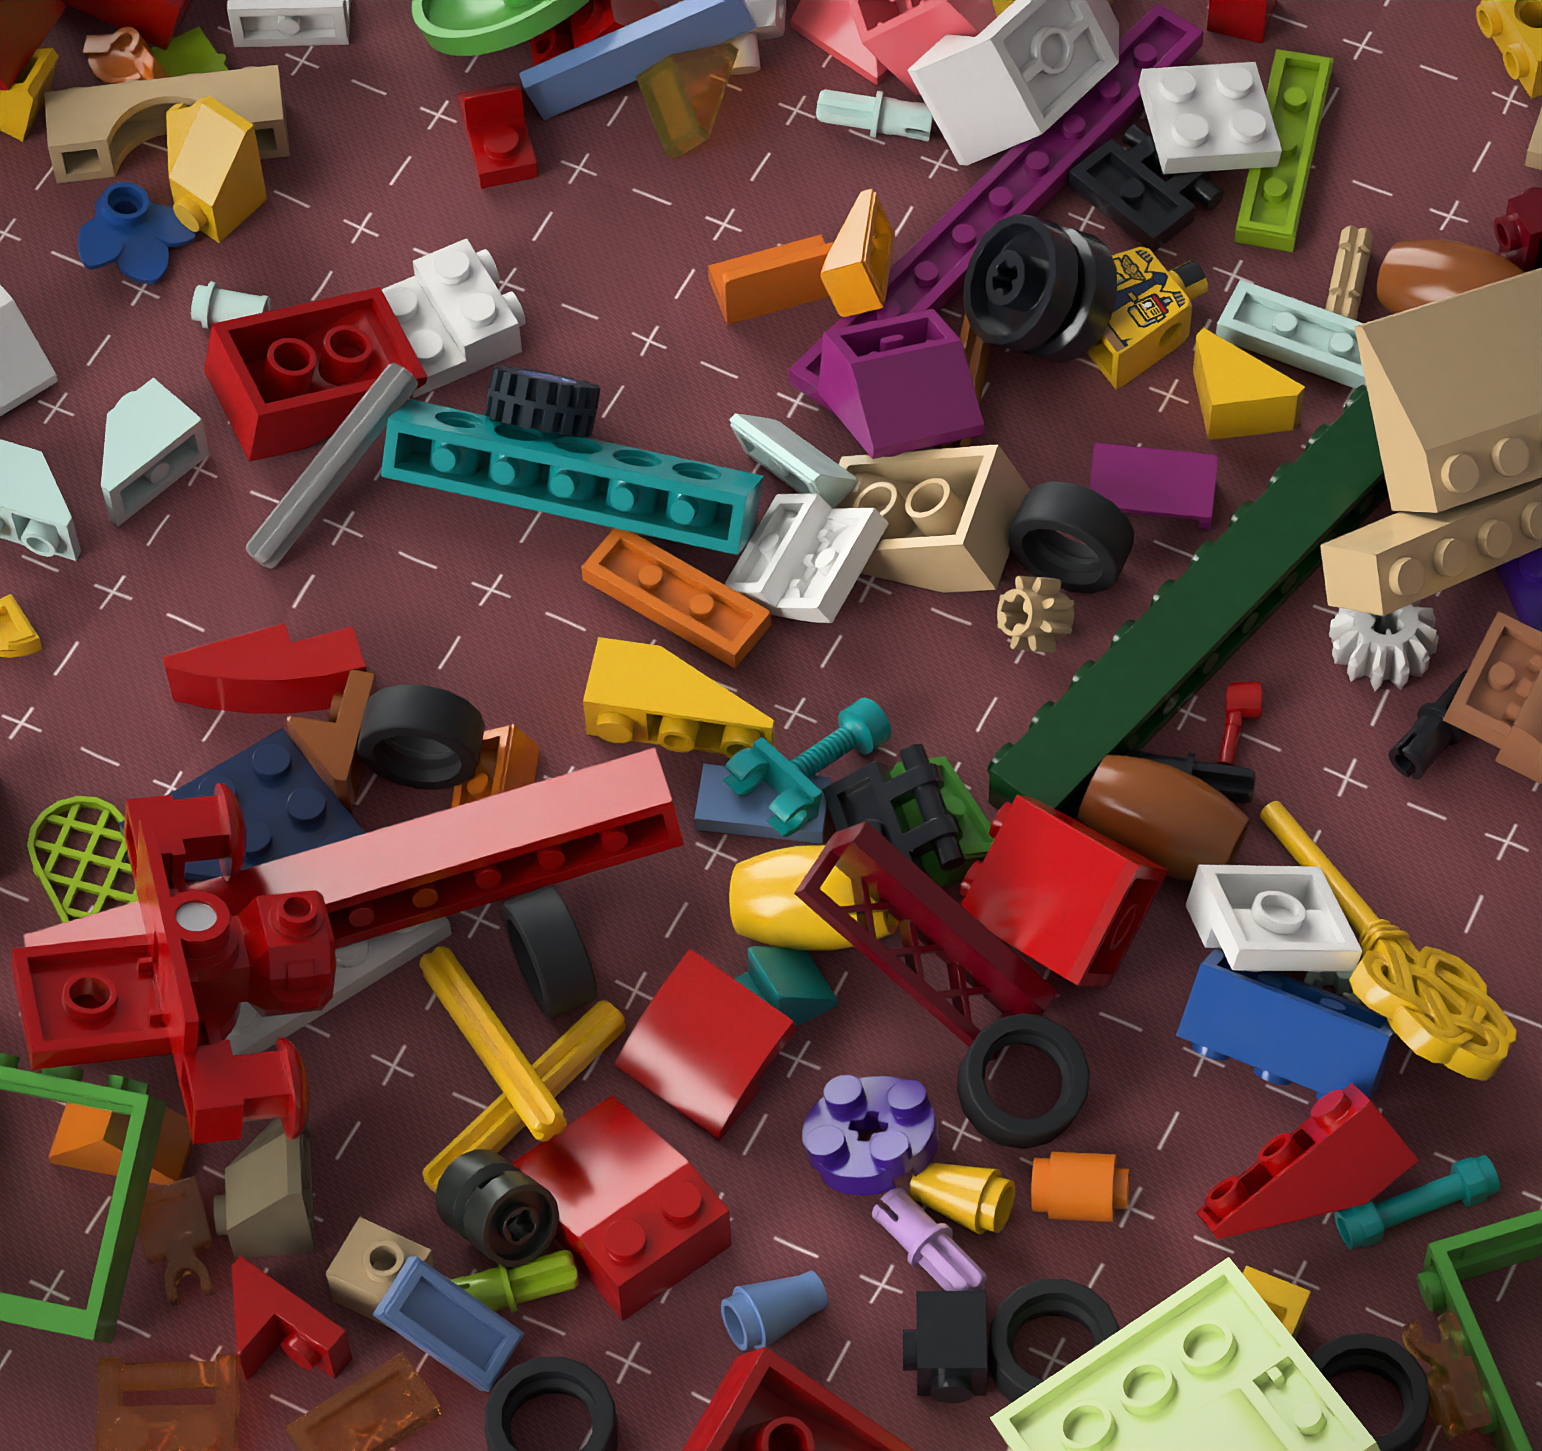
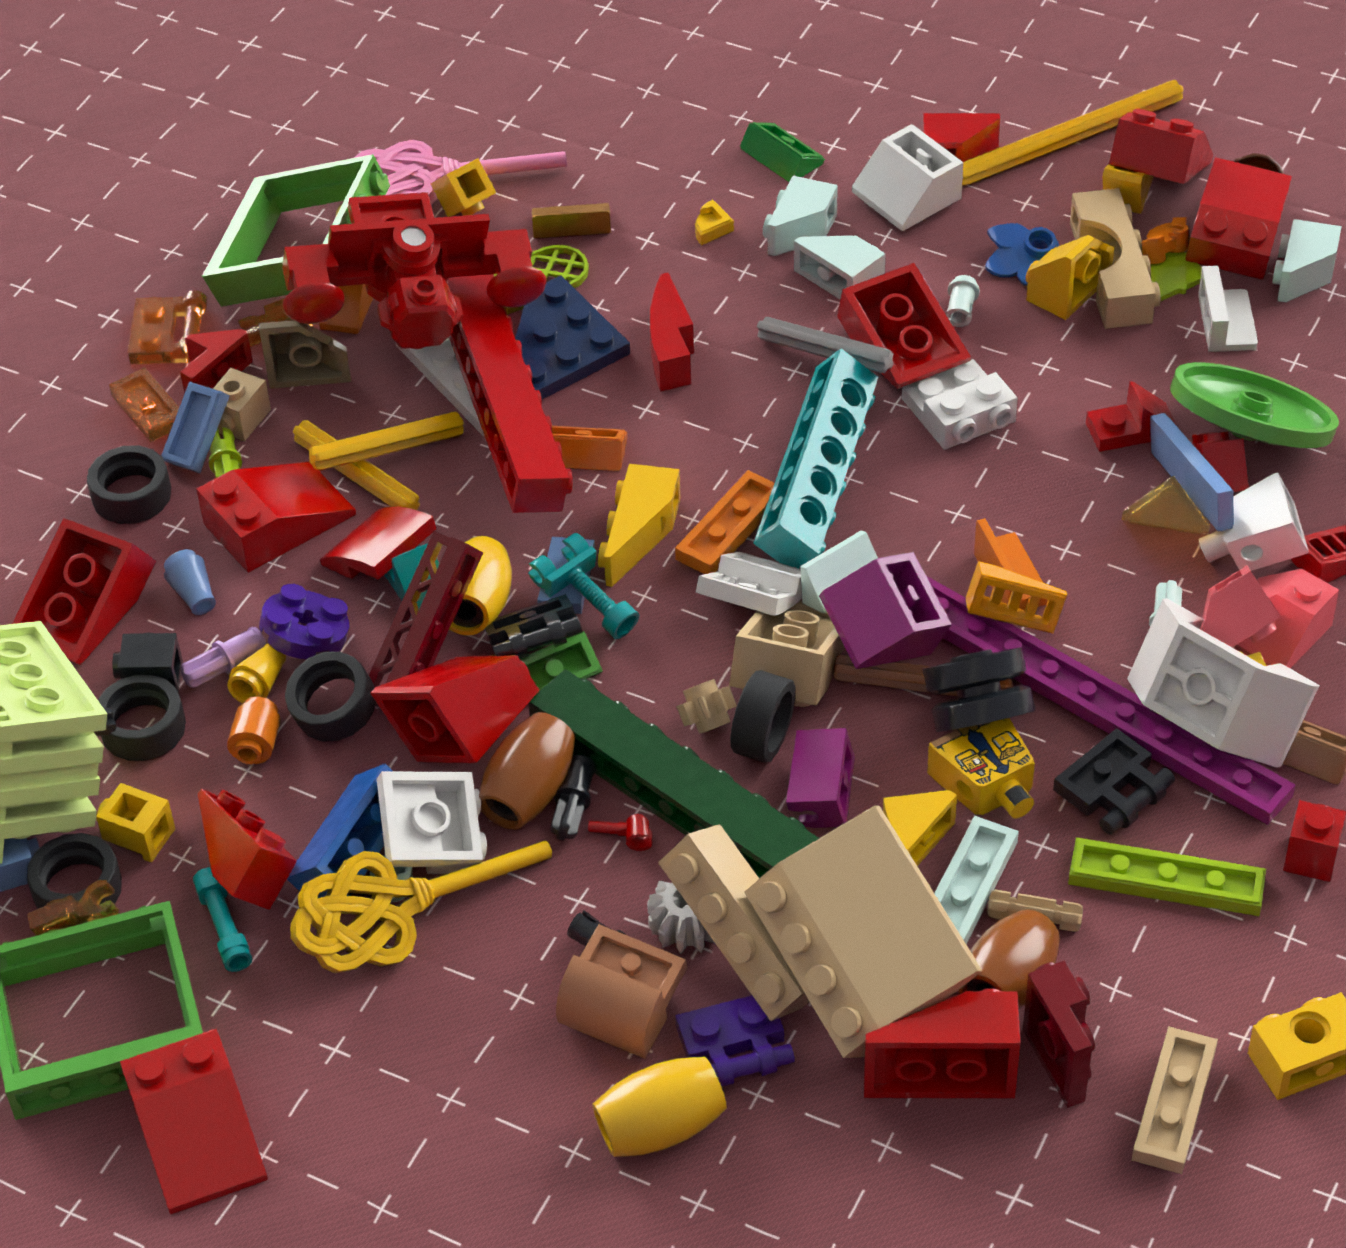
camera: 90 degrees right, 10 degrees down
(333, 744) = (609, 368): dark orange slope -> none
(421, 736) = (605, 390): black tyre -> none
(497, 1207) = (265, 440): pearl dark grey wheel -> none
(542, 401) = (875, 437): black wheel -> none
(549, 951) = (429, 439): black tyre -> none
(1209, 117) = (1175, 811): white plate -> none

